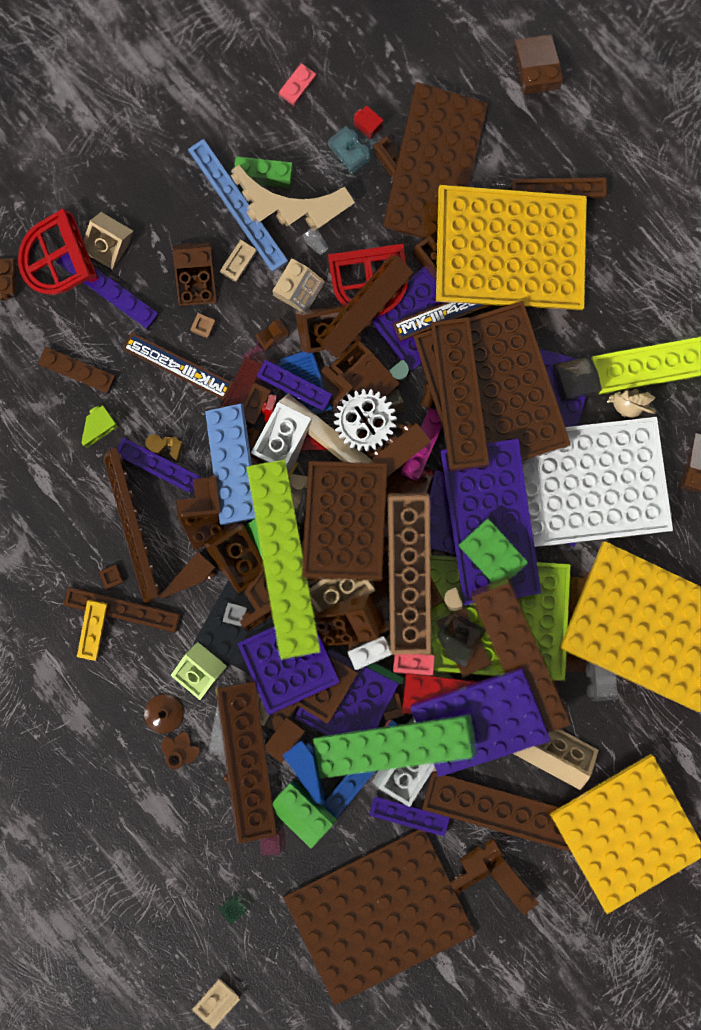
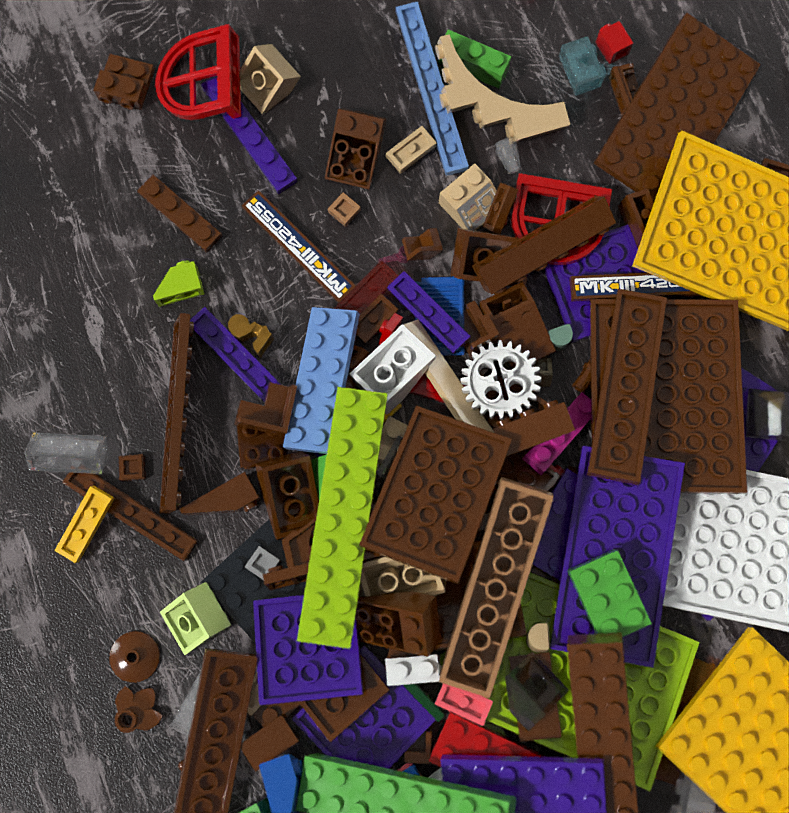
camera: 20 degrees right, 5 degrees down
(59, 582) = (67, 453): none -> clear brick
(322, 292) = (500, 207): none -> reddish brown plate

